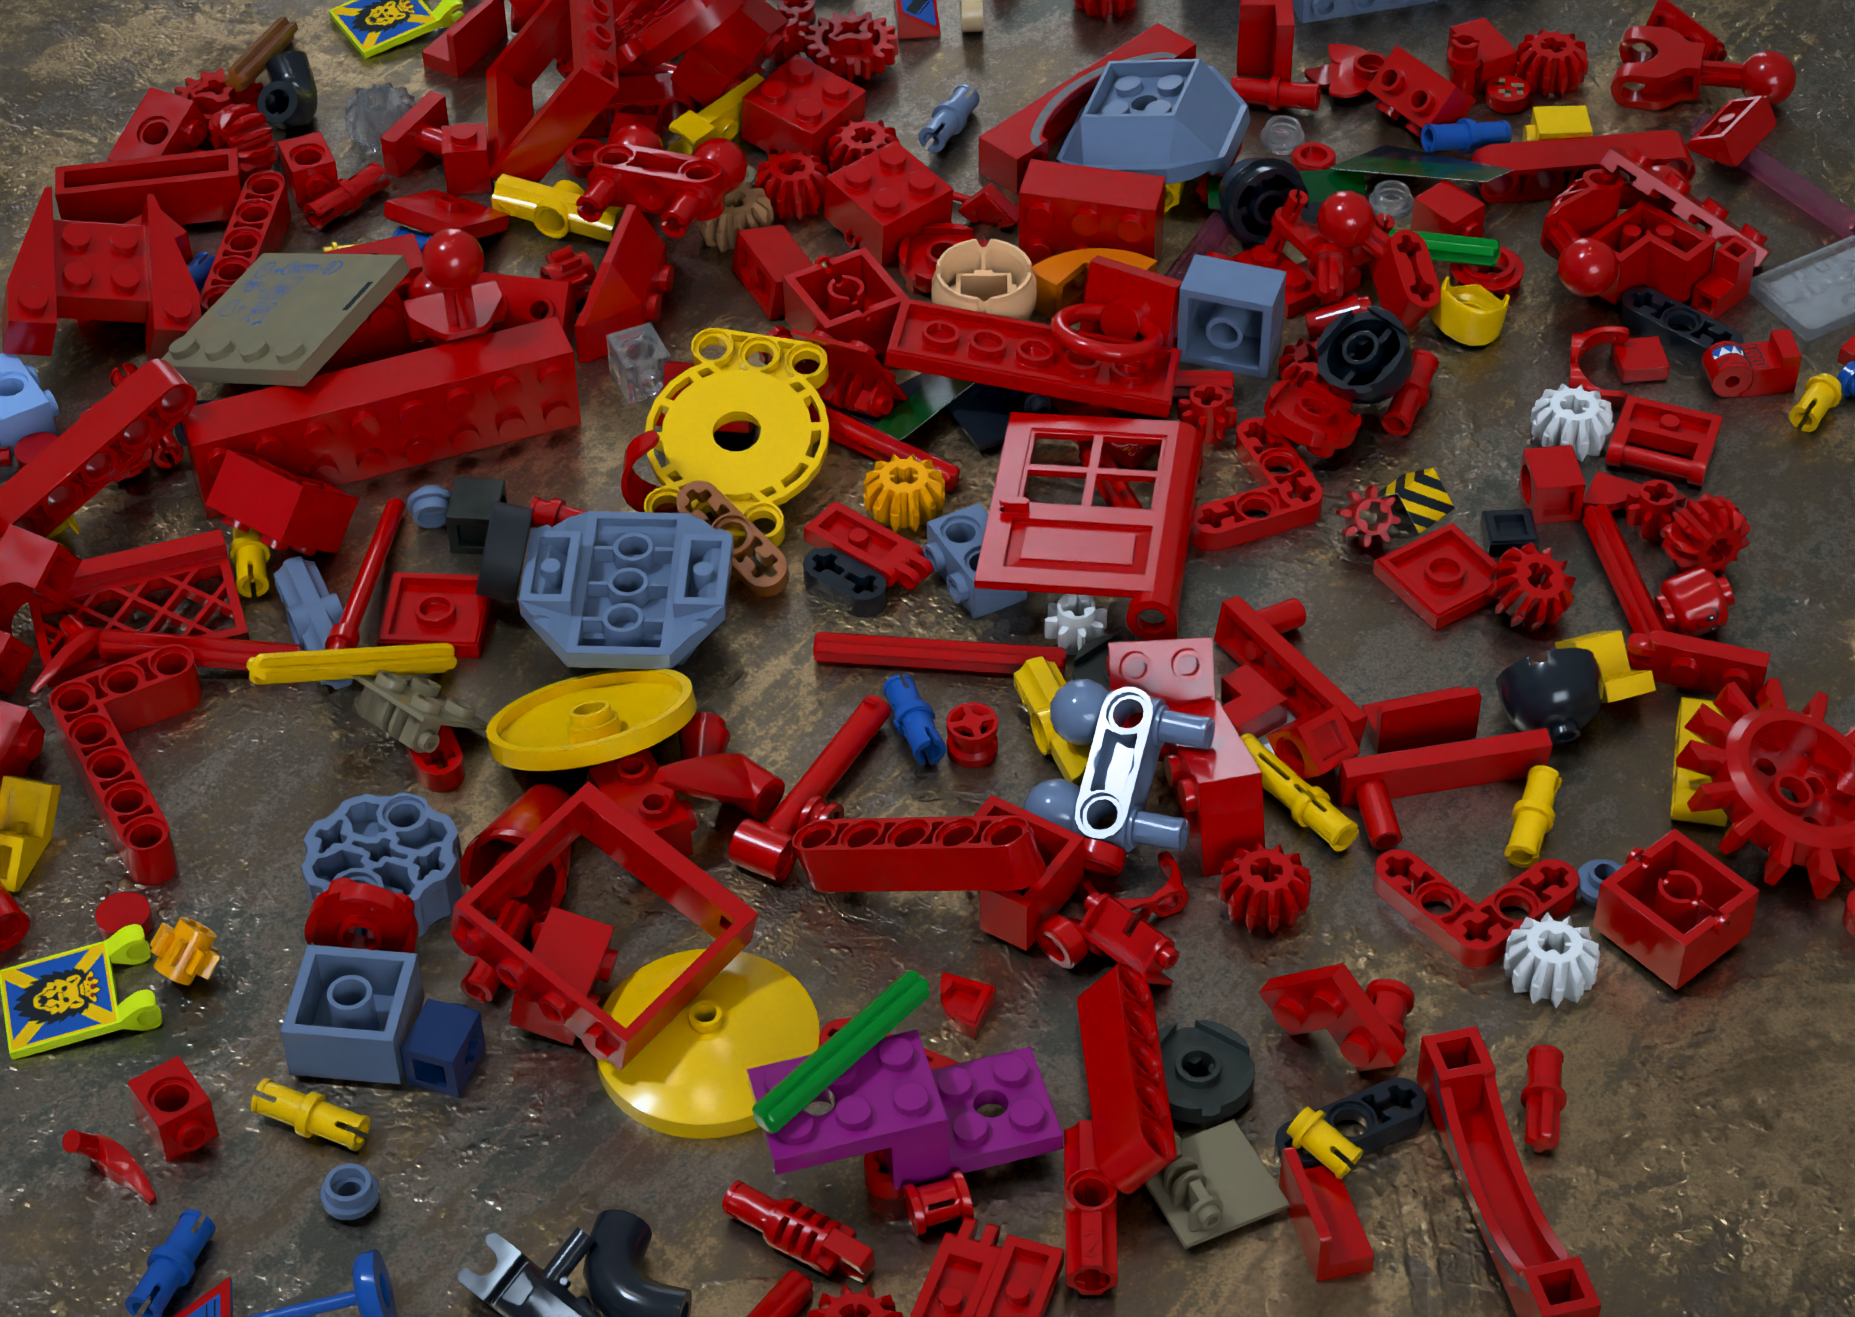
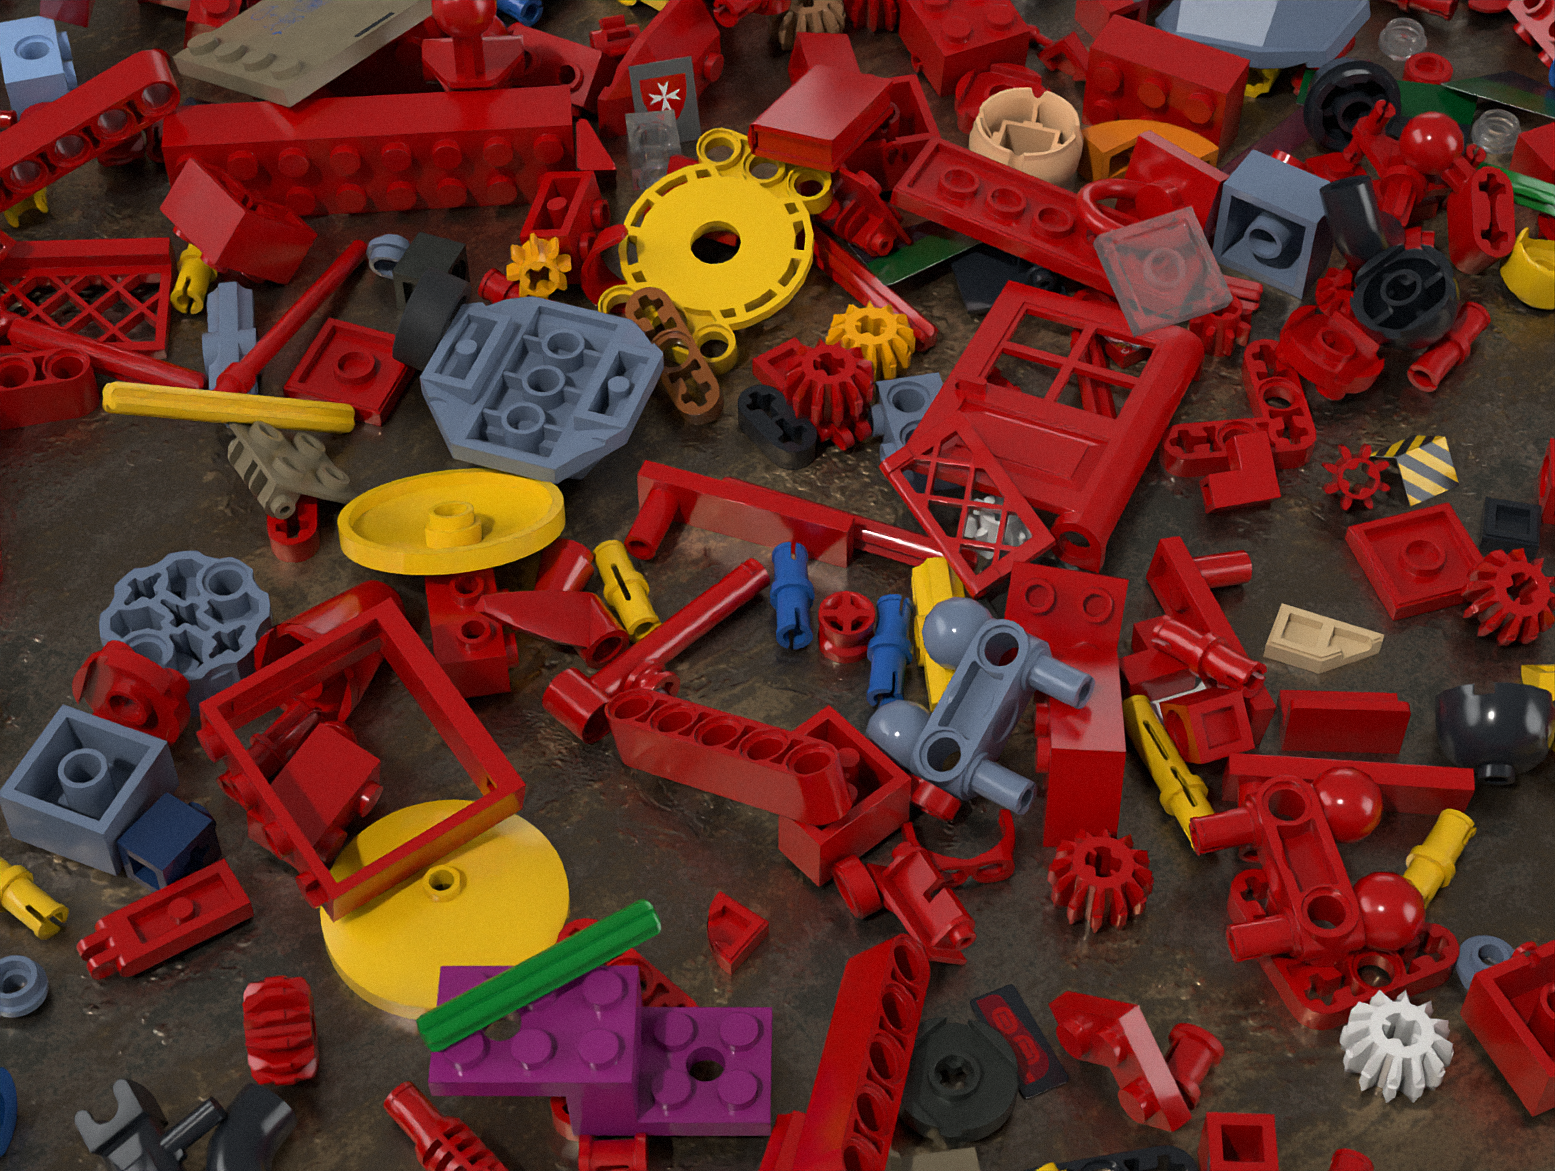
camera: 15 degrees right, 5 degrees up
(466, 1108) = (166, 922): none -> red hinge
(583, 484) = (538, 267): none -> light orange gear
(589, 447) = (572, 211): none -> red brick
(593, 375) = (592, 153): none -> red slope
(612, 1164) = (280, 1030): none -> red gear
(637, 303) = (668, 87): none -> sticker
(765, 746) = (615, 569): none -> yellow pin
(801, 300) = (821, 118): none -> red piece
(838, 660) = (734, 511): none -> red piece
(885, 531) = (828, 383): none -> red gear
(1017, 745) = (890, 650): none -> blue pin
(1053, 566) = (981, 461): none -> red window
(1150, 375) = (1162, 271): none -> clear tile
(1264, 1048) = (1011, 1018): none -> sticker
(1277, 538) = (1250, 478): none -> red piece
(1298, 685) = (1208, 656): none -> red pin
(1305, 297) = (1356, 221): none -> black cylinder
(1379, 660) = (1318, 641): none -> tan tile
(1424, 820) = (1308, 870): none -> red piece

